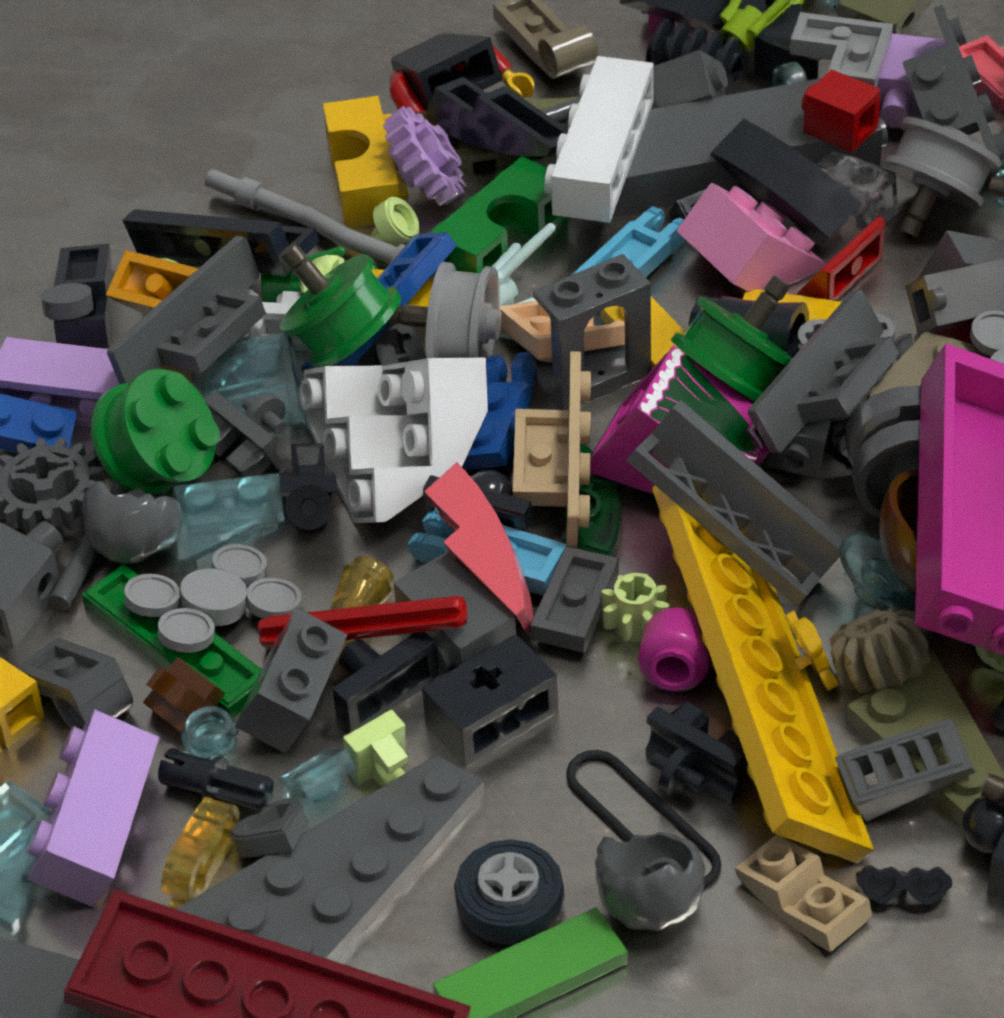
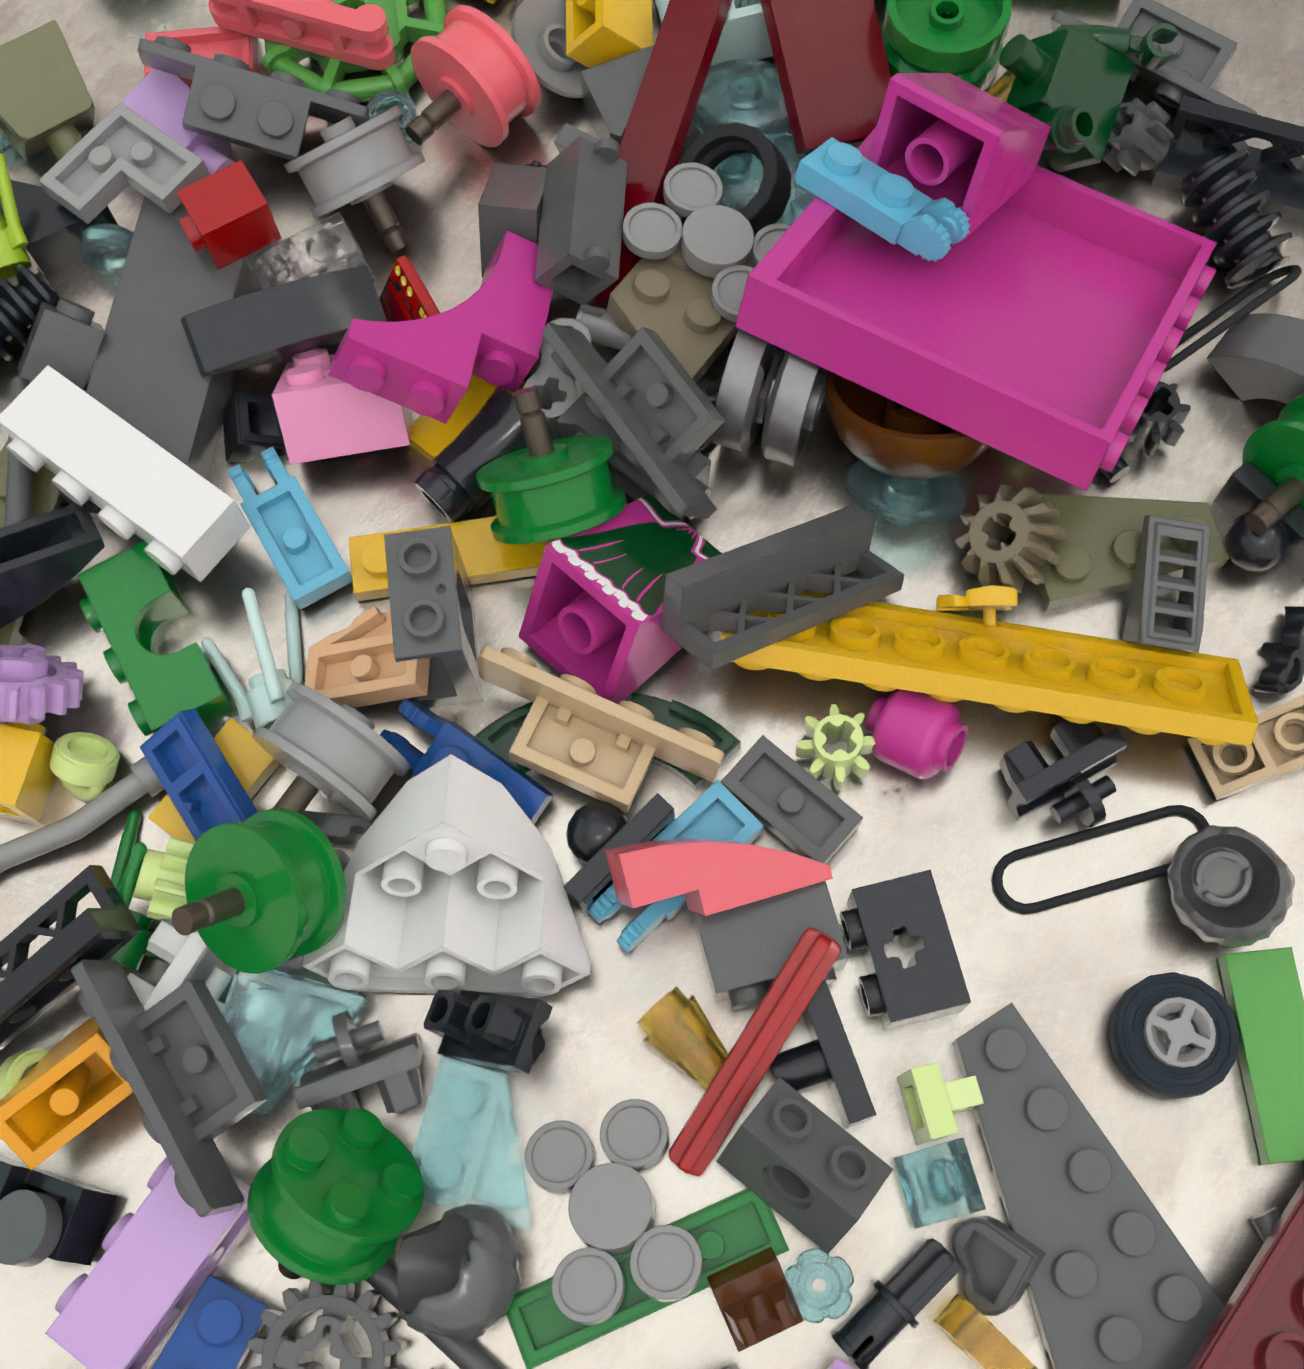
camera: 65 degrees left, 25 degrees up
(795, 247) = (432, 358): none -> dark pink arch

